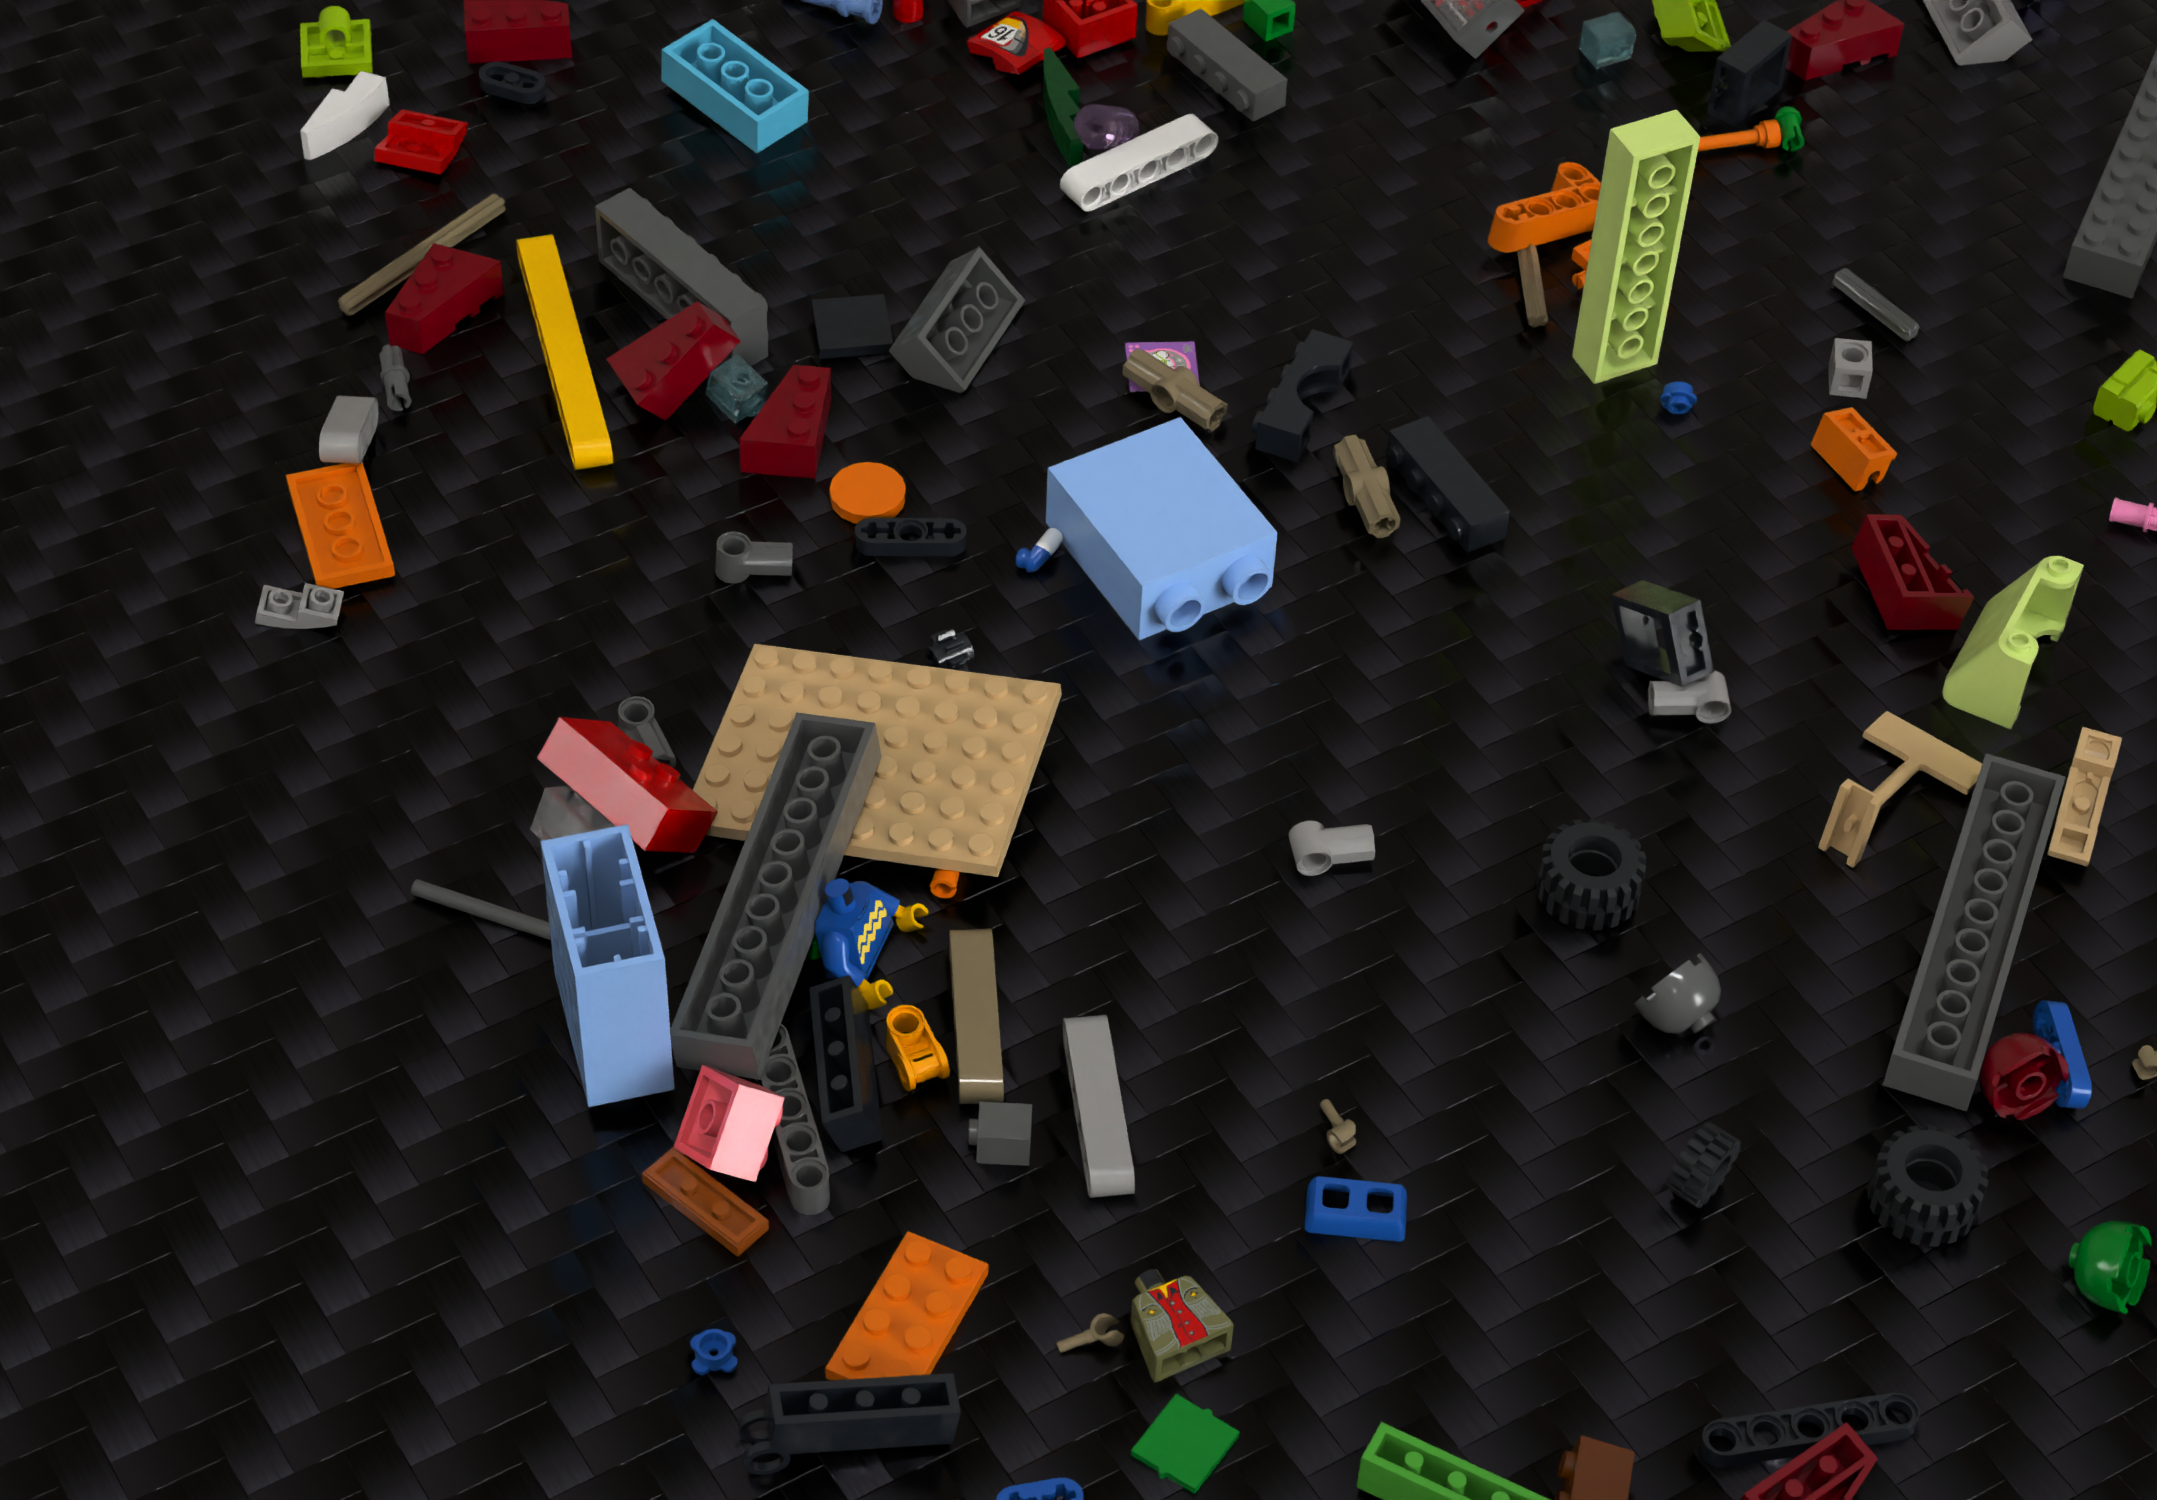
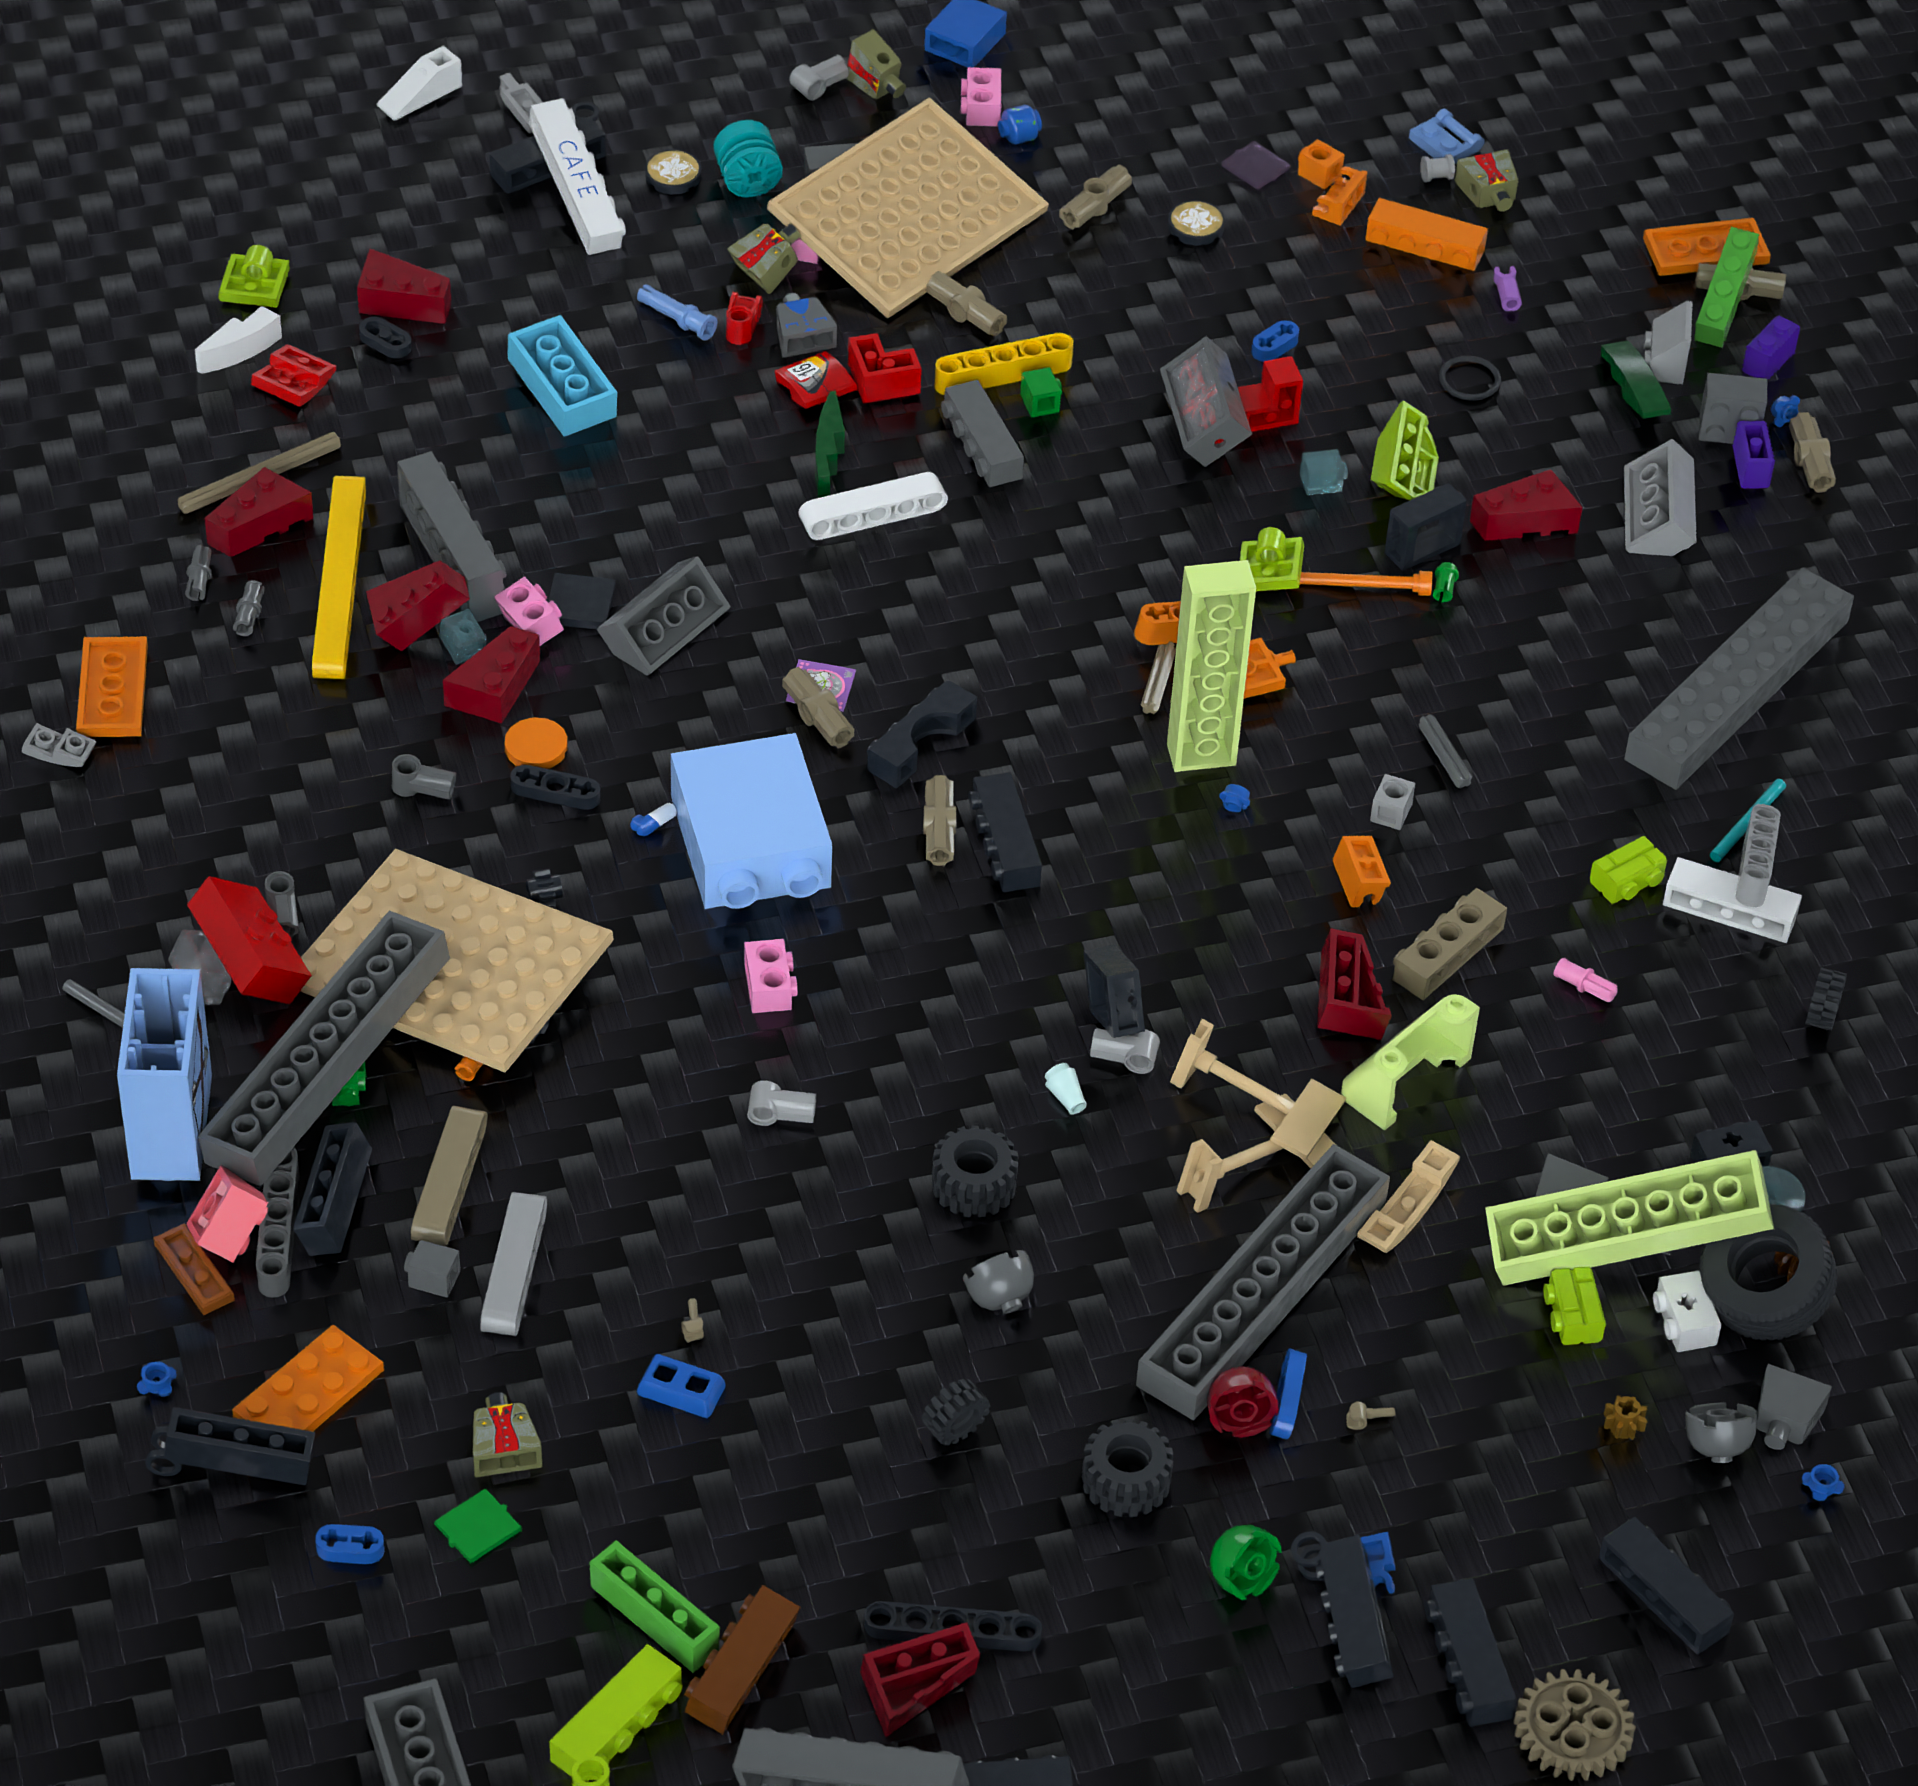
camera: 15 degrees right, 0 degrees up
(348, 429) = (144, 610): light grey beam -> none
(469, 405) = (248, 608): none -> dark grey pin
(802, 341) = (528, 610): none -> bright pink brick
(854, 930) = (380, 1089): blue torso -> none
(917, 1053) = (391, 1193): light orange piece -> none
(1095, 1332) = (445, 1429): dark tan hand -> none
(1105, 126) = (851, 470): clear purple piece -> none
(1251, 700) = (768, 975): none -> bright pink brick
(1588, 136) = (1274, 560): none -> lime plate
(1644, 755) = (1065, 1086): none -> light aqua cone
(1926, 727) = (1304, 1119): none -> tan piece
(1985, 507) = (1449, 943): none -> dark tan brick

